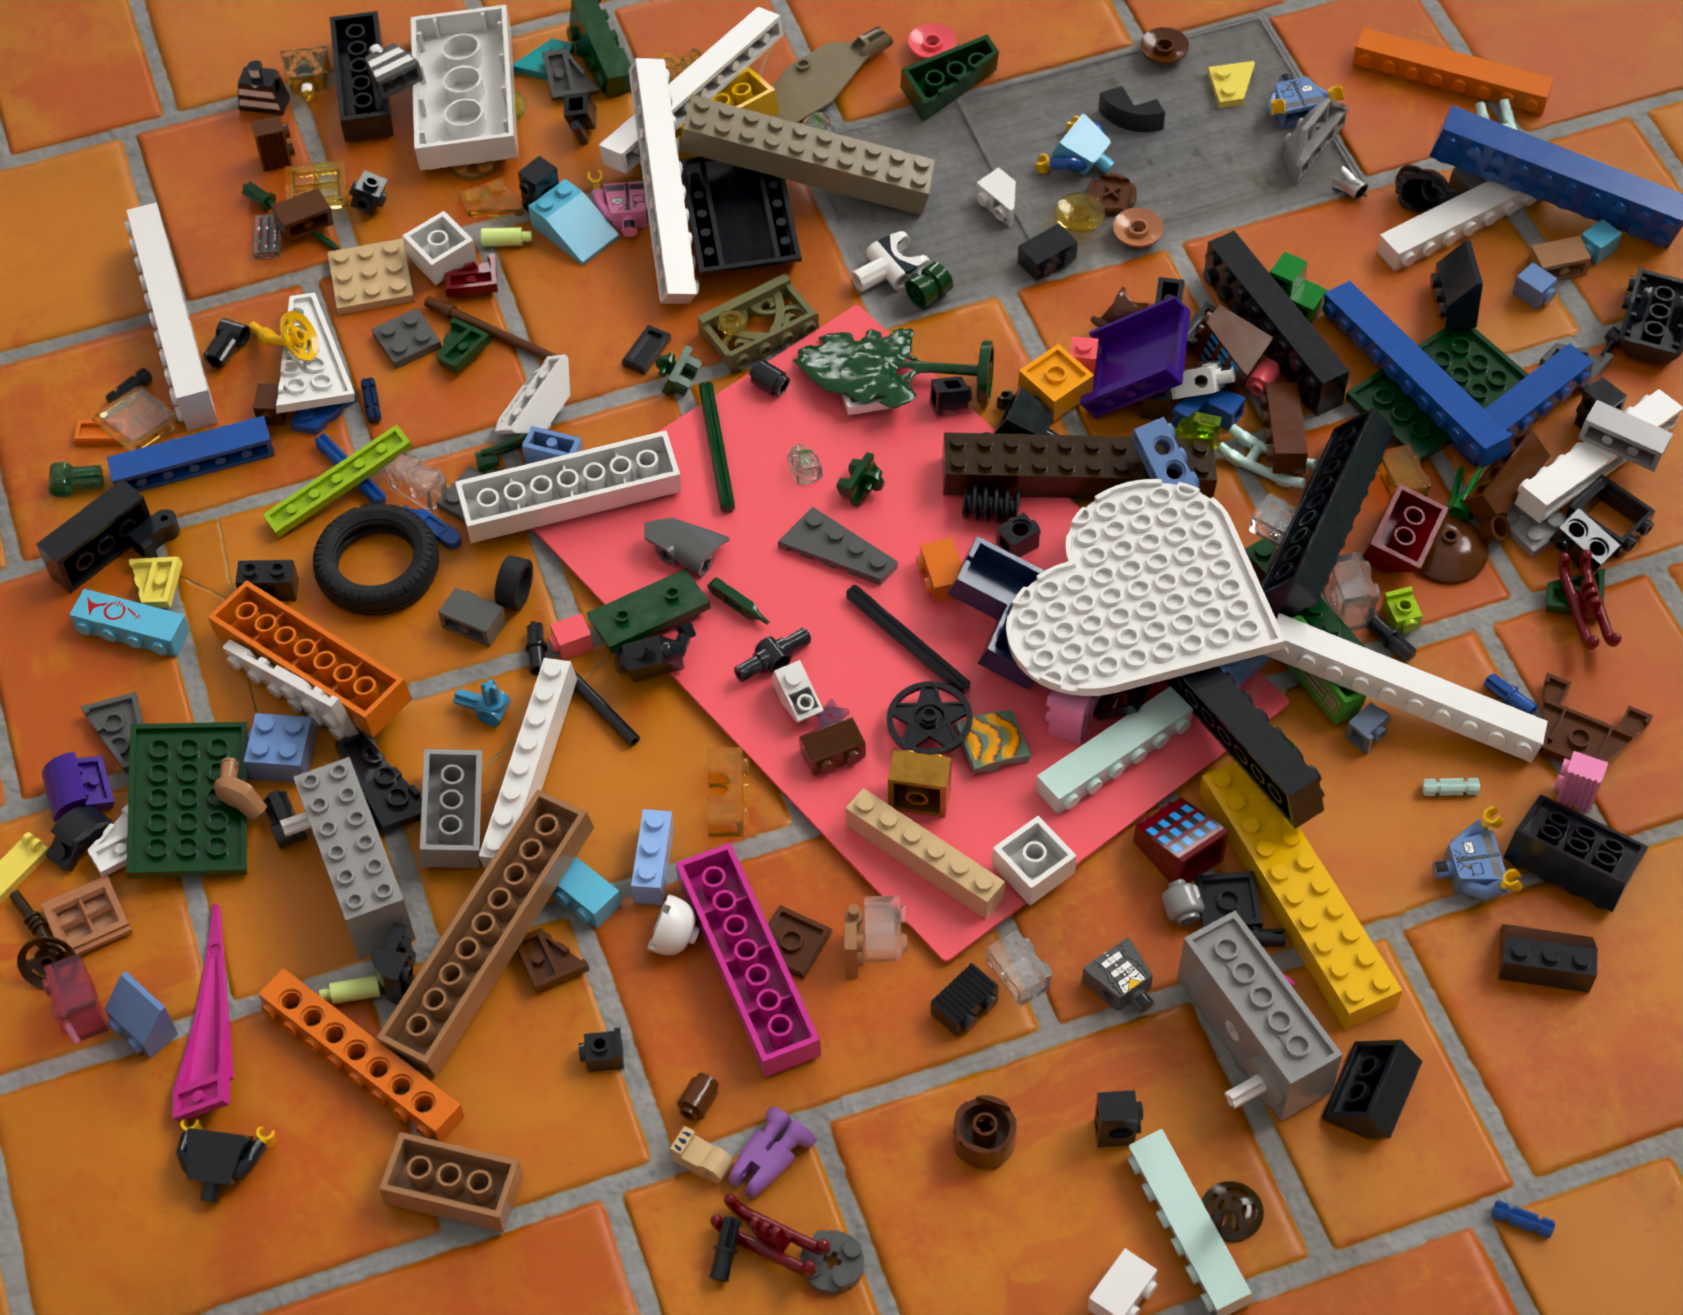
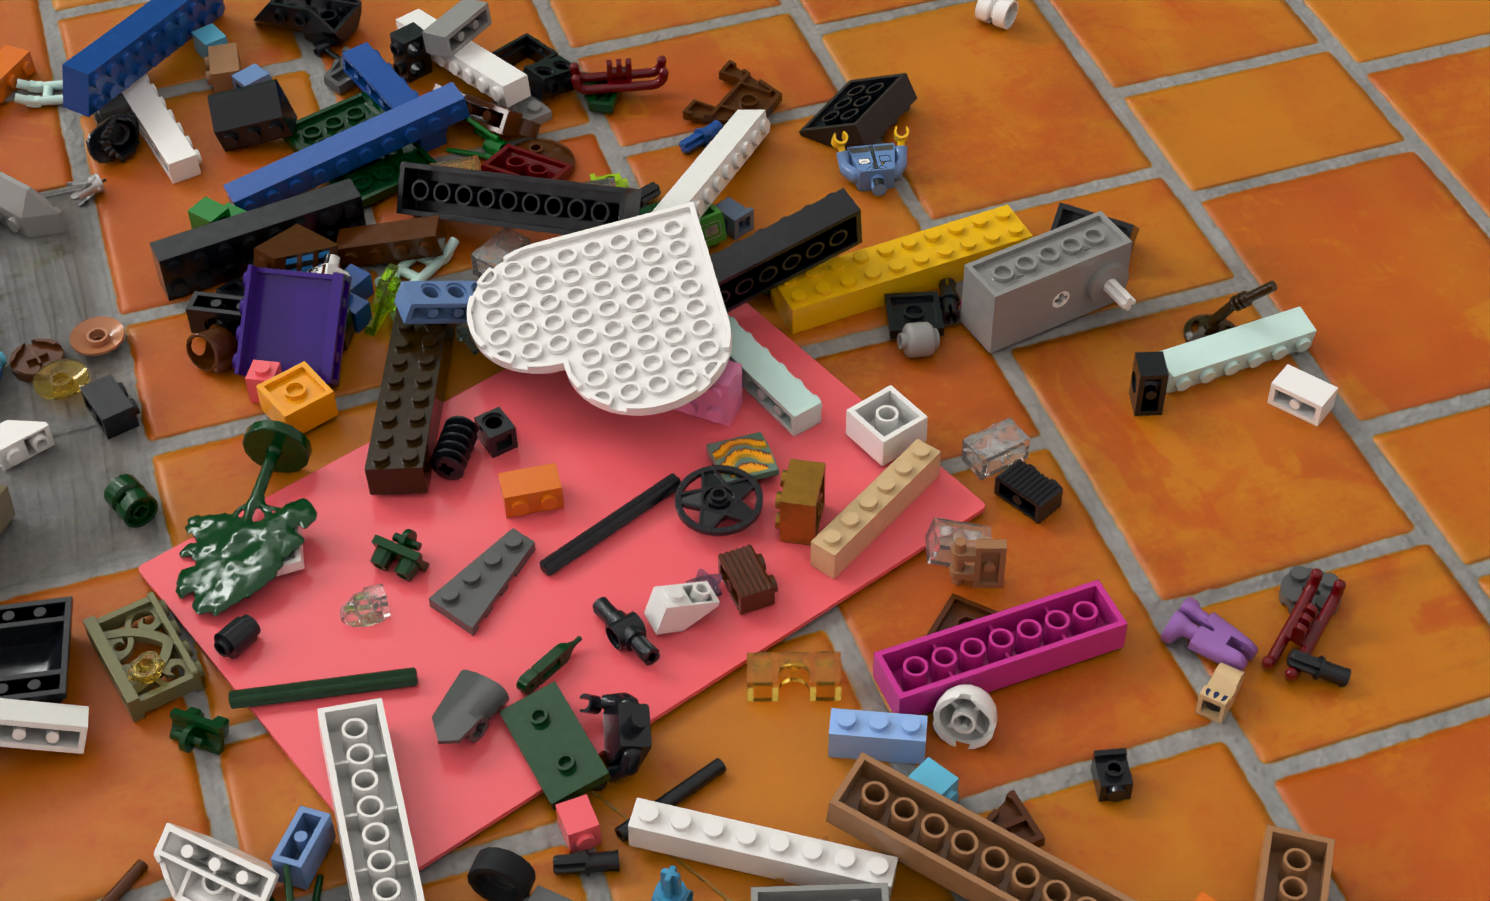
camera: 90 degrees left, 10 degrees down
(646, 350) = (150, 770): black tile -> none
(698, 1097) = (1156, 694): reddish brown brick -> none
(888, 263) = (88, 538): white connector -> none
(949, 394) = (298, 479): black brick -> none
(982, 1148) = (1170, 475): reddish brown brick -> none
(990, 583) = (574, 430): dark blue piece -> none
(1023, 414) = (343, 424): black torso -> none
(1120, 977) = (996, 384): dark grey torso -> none
(1181, 840) = (857, 332): dark red slope -> none
(1450, 786) = (792, 178): light aqua axle -> none
(1523, 1219) = (1193, 171): blue axle -> none
(1547, 958) = (957, 136): black slope -> none
(1580, 781) = (799, 96): bright pink brick -> none

